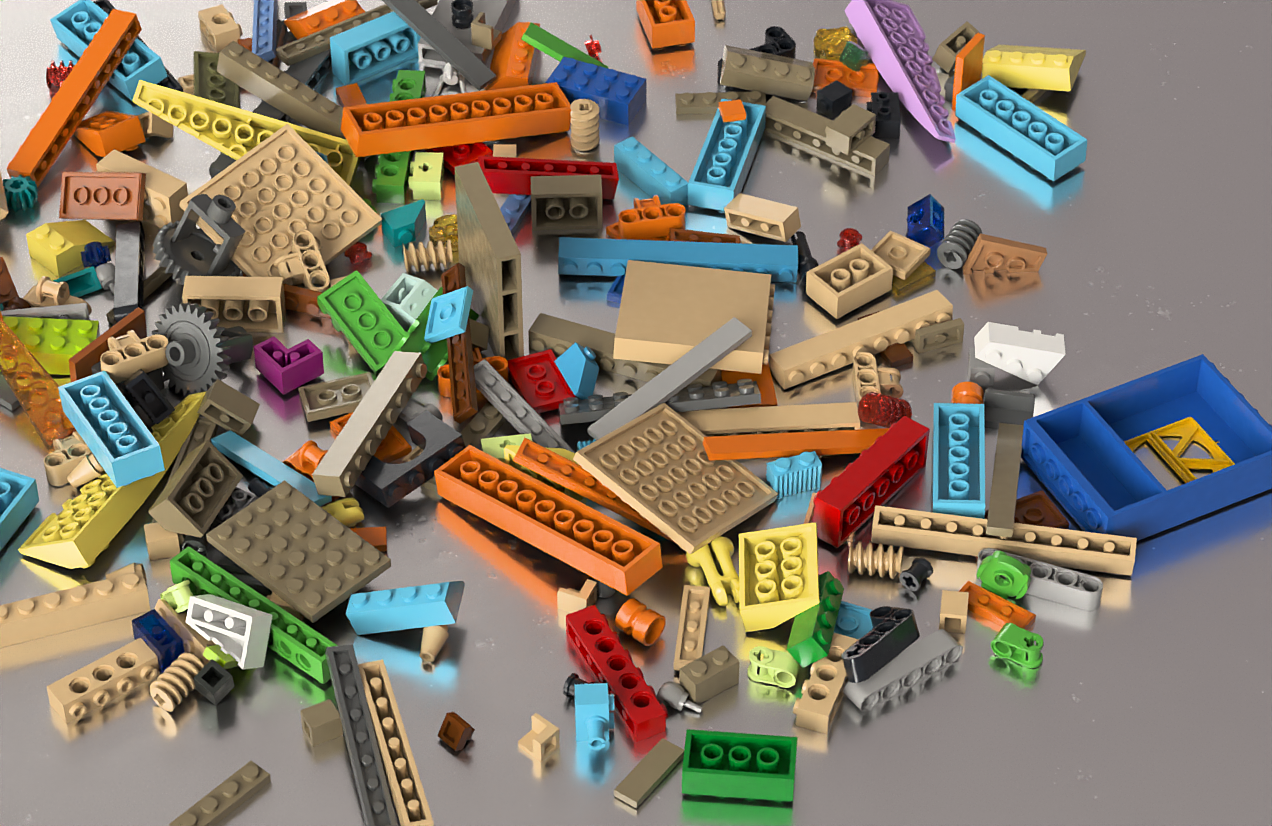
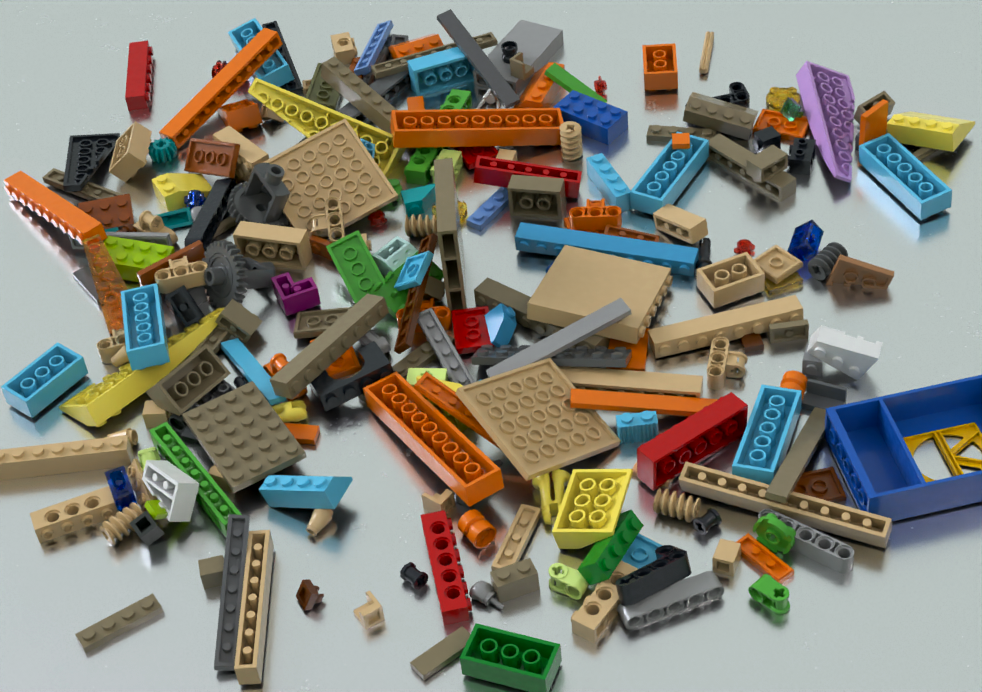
camera: 20 degrees right, 0 degrees up
(593, 713) = (411, 598): medium azure brick -> none
(883, 409) = (721, 384): clear red piece -> none

